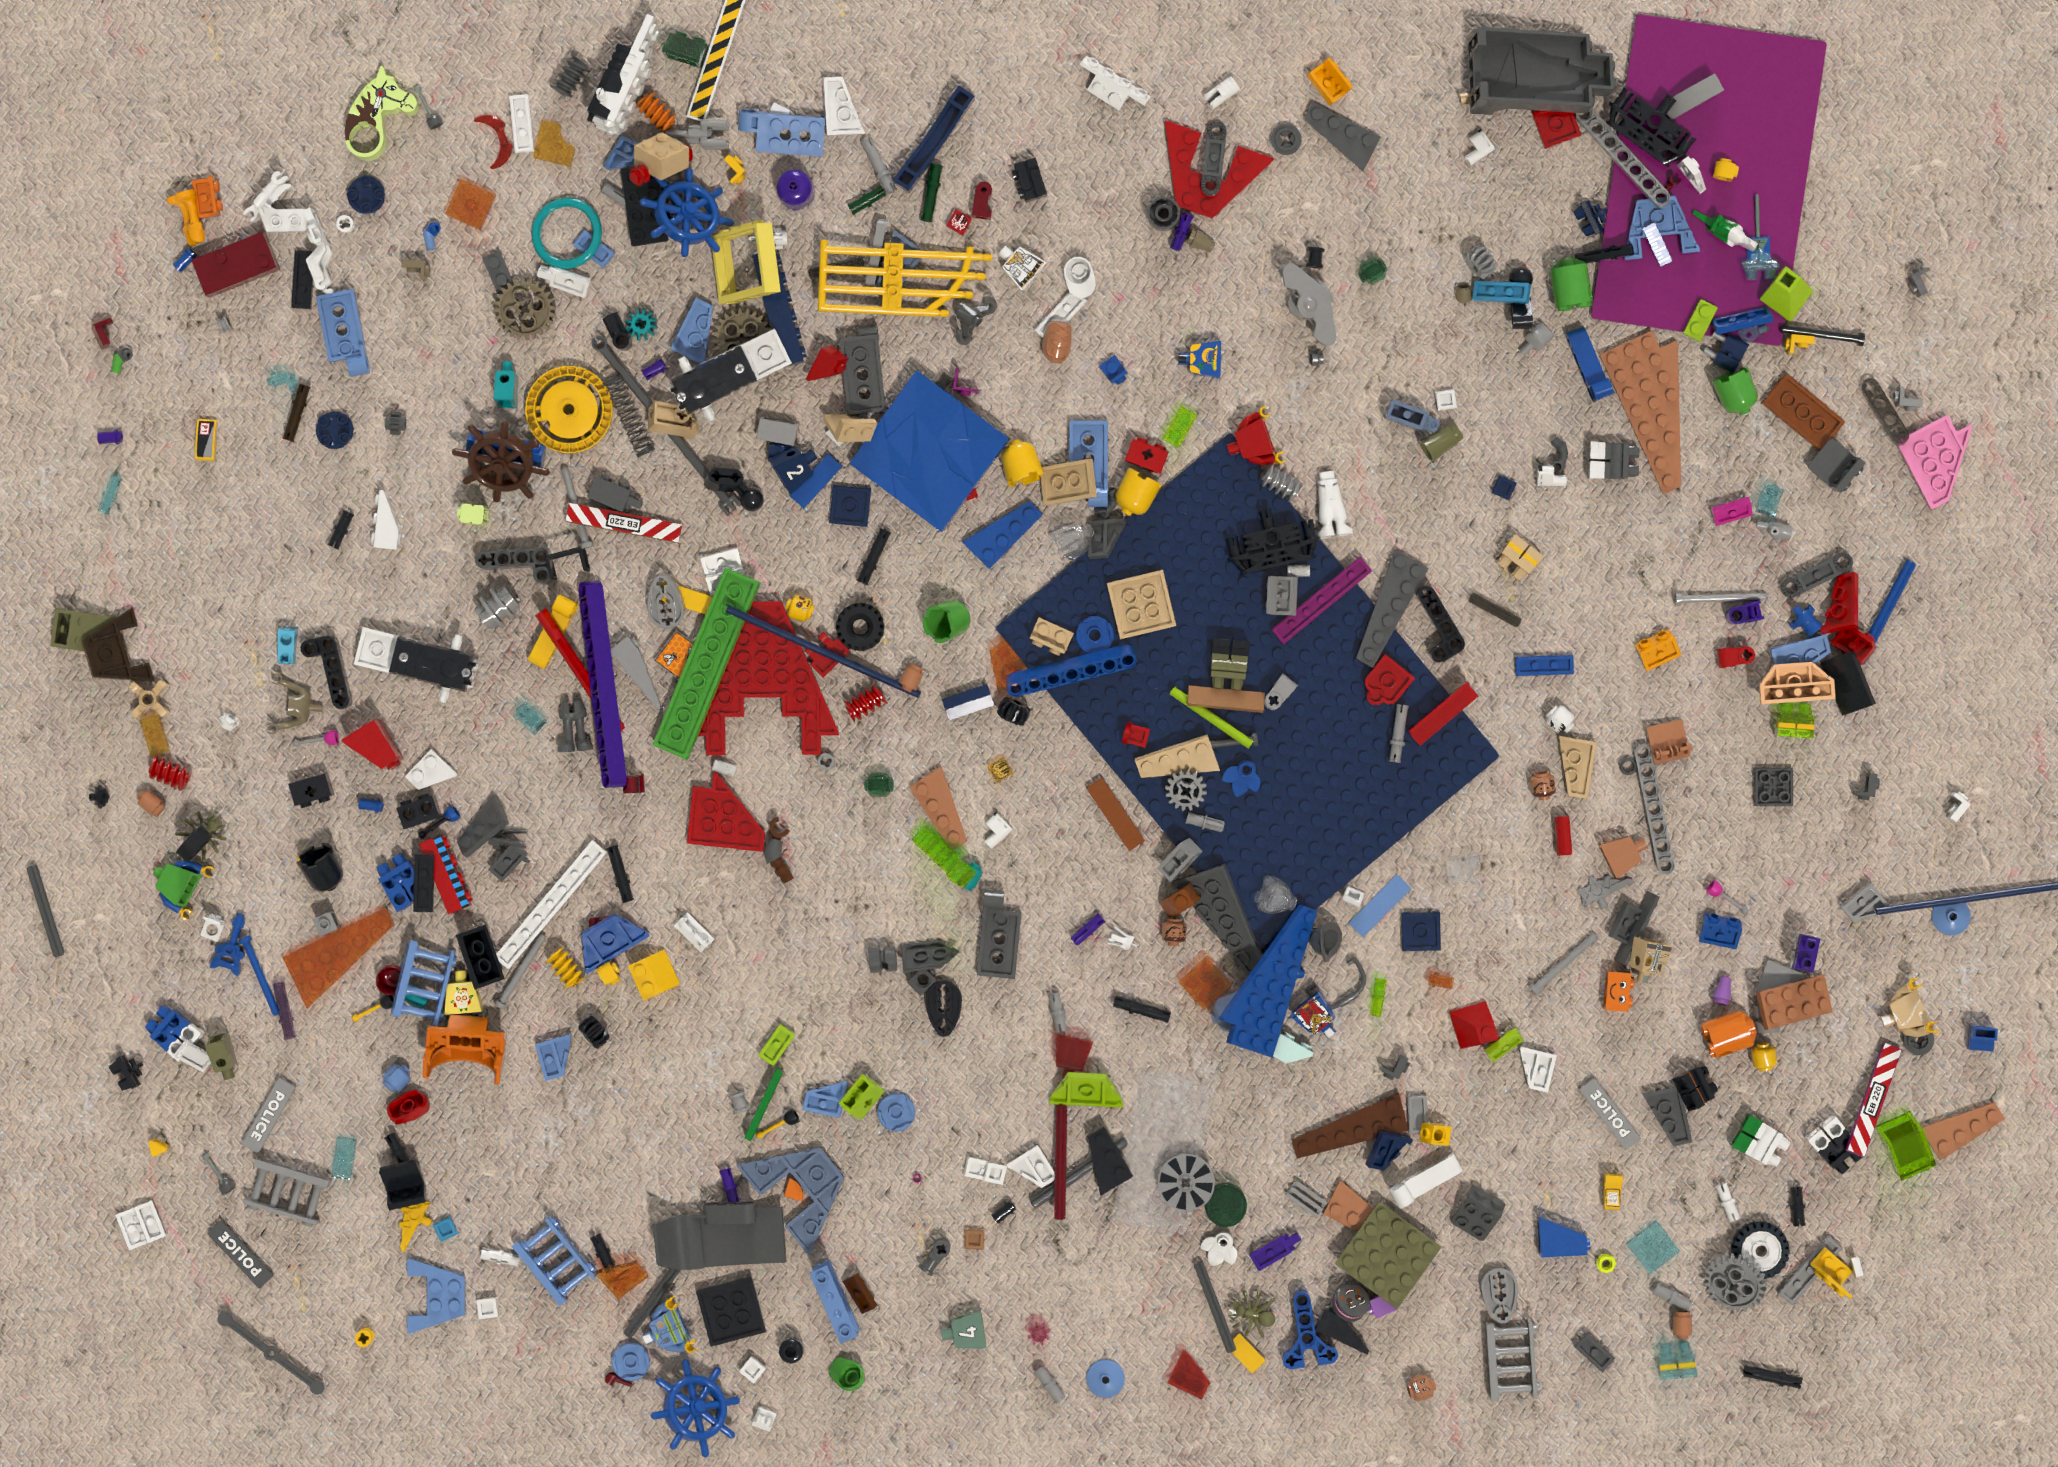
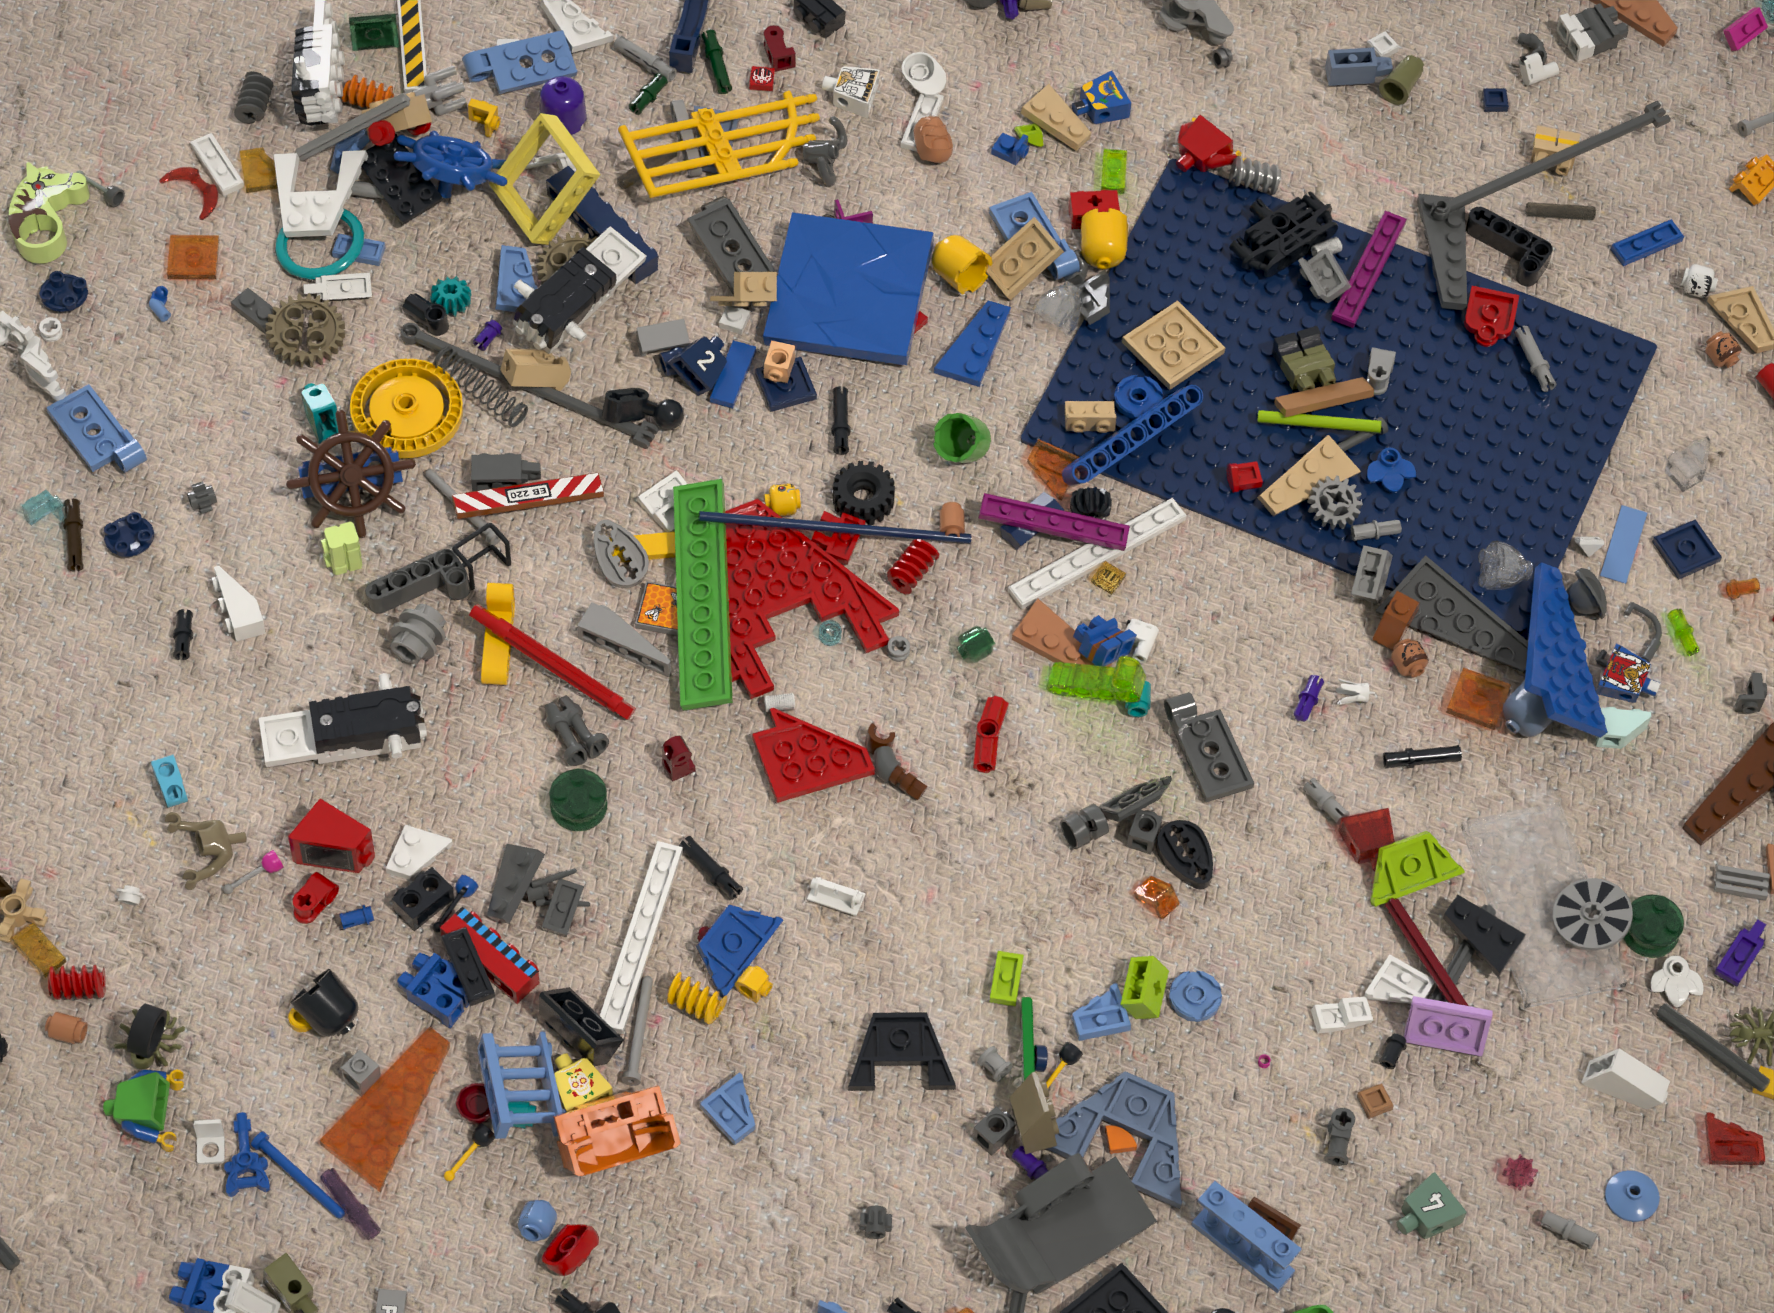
camera: 30 degrees left, 30 degrees down
(300, 789) = (272, 929): black brick -> none
(302, 282) = (23, 402): black tile -> none
(331, 674) = (248, 785): black beam -> none
(350, 775) = (314, 898): none -> red piece
(414, 265) = (154, 335): dark tan bracket -> none
(530, 717) = (513, 741): clear light blue bracket -> none
(553, 783) = (578, 799): none -> clear green wheel
(567, 206) = (314, 211): none -> white wing
(593, 1032) = (769, 1053): black gear -> none
(602, 684) = (589, 662): dark purple beam -> none
(609, 1178) = (875, 1222): none -> dark grey gear
(625, 154) = (353, 126): none -> light grey axle
(654, 975) = (809, 964): yellow slope -> none
(685, 1057) = (901, 1041): none -> black wing
(710, 1155) = (991, 1140): none -> dark grey brick
(740, 1158) = (1034, 1114): none -> dark tan slope
(770, 1111) = (1040, 1058): none -> dark blue tile
(780, 731) = (835, 628): none -> clear light blue bush
(827, 363) = (687, 249): red slope -> none
(849, 484) = (779, 353): none -> light nougat brick
(862, 849) = (986, 745): none -> red piece
(906, 1030) = (1158, 895): none -> clear orange bracket
(968, 827) = (1103, 641): none -> blue hips
(980, 714) = (1054, 522): none -> magenta tile
(1002, 746) = (1093, 556): none -> white tile
(1044, 1217) = (1448, 1026): none -> lavender tile
(1115, 814) = (1268, 569): dark orange tile -> none
(1134, 363) = (1034, 133): none -> lime slope
(1143, 1304) = (1626, 1079): none -> white slope
(1162, 358) = (1056, 117): none -> tan wing
(1331, 507) = (1326, 183): white piece -> none
(1442, 713) = (1569, 322): red panel -> none
(1508, 572) = (1651, 115): none -> dark grey hinge

